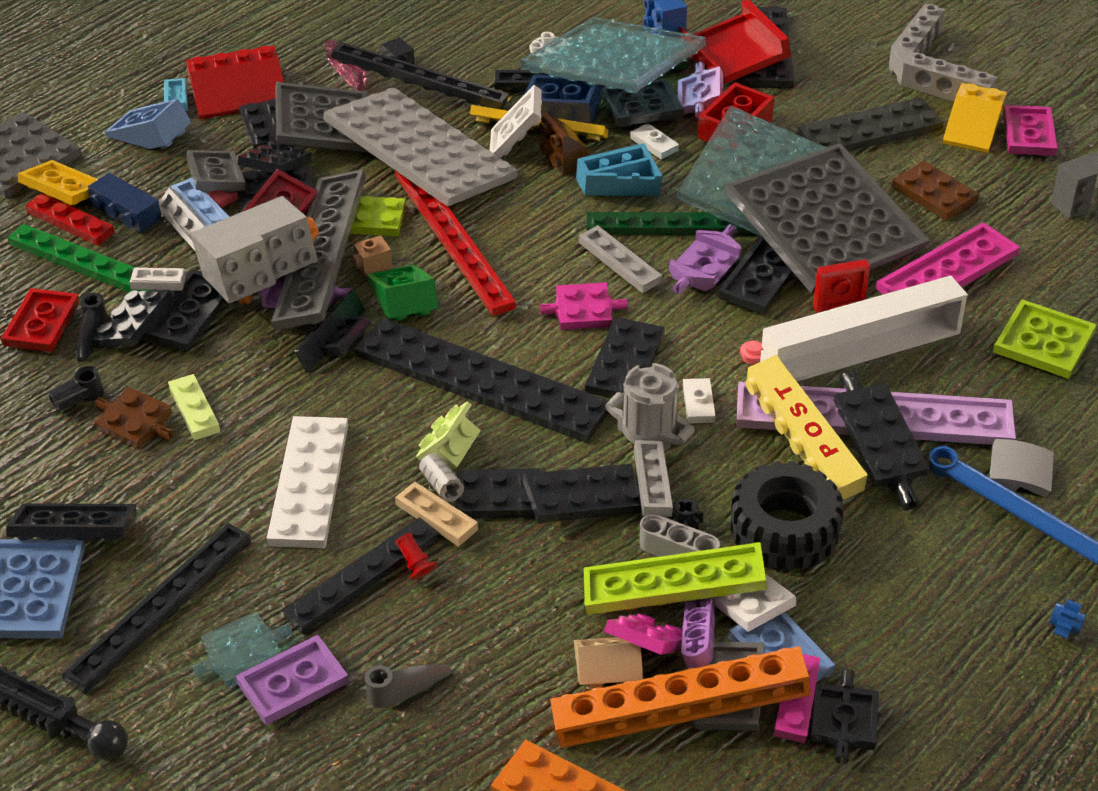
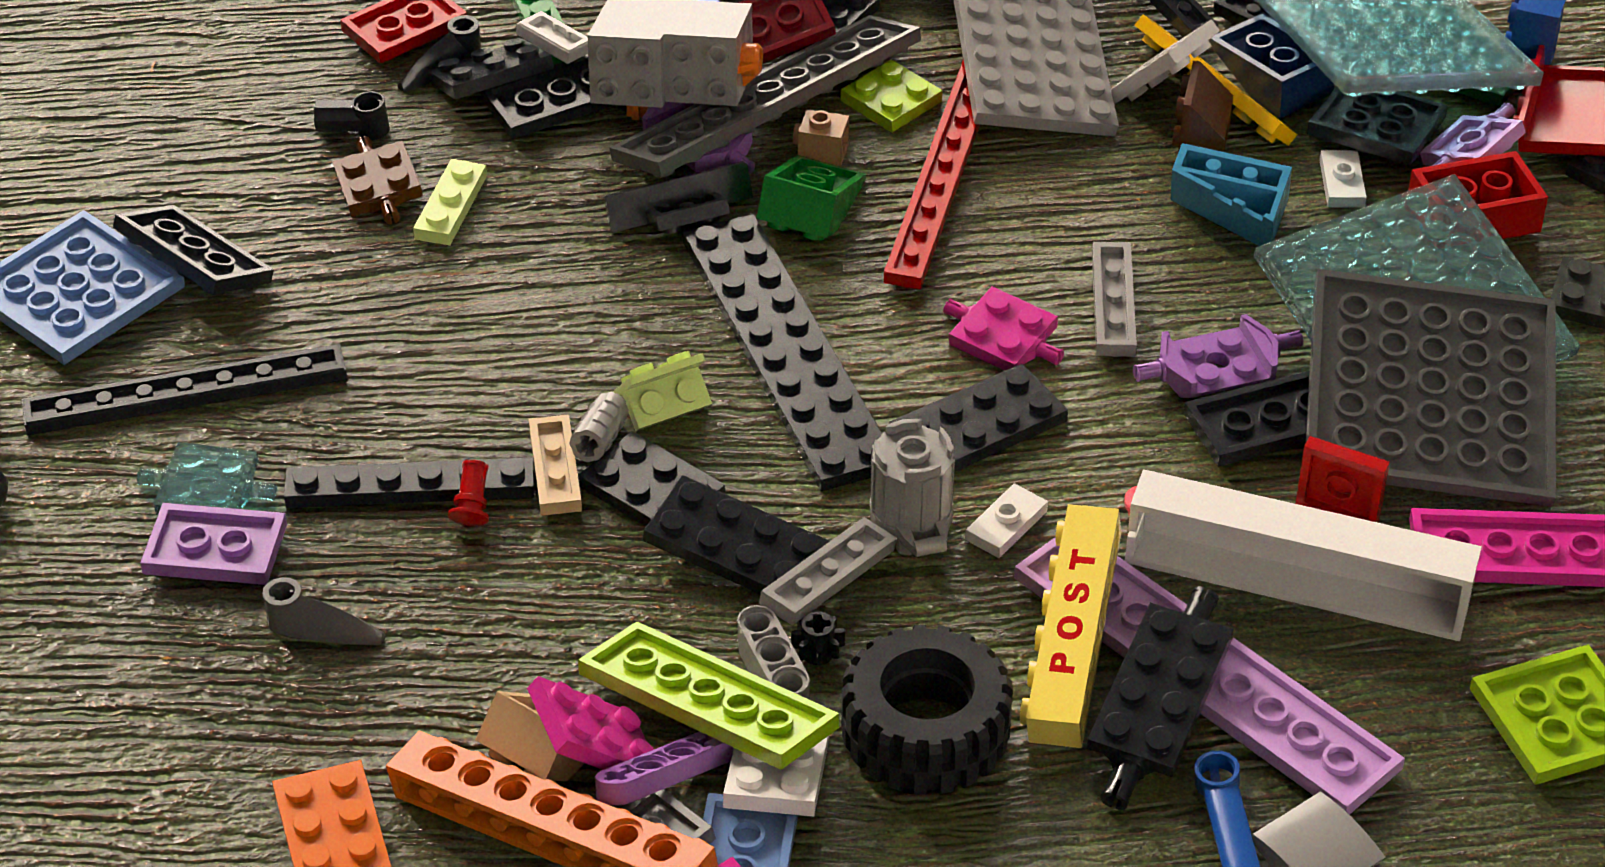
camera: 40 degrees right, 0 degrees up
(308, 482) = (471, 350): white plate -> none
(659, 223) = (1212, 278): dark green plate -> none

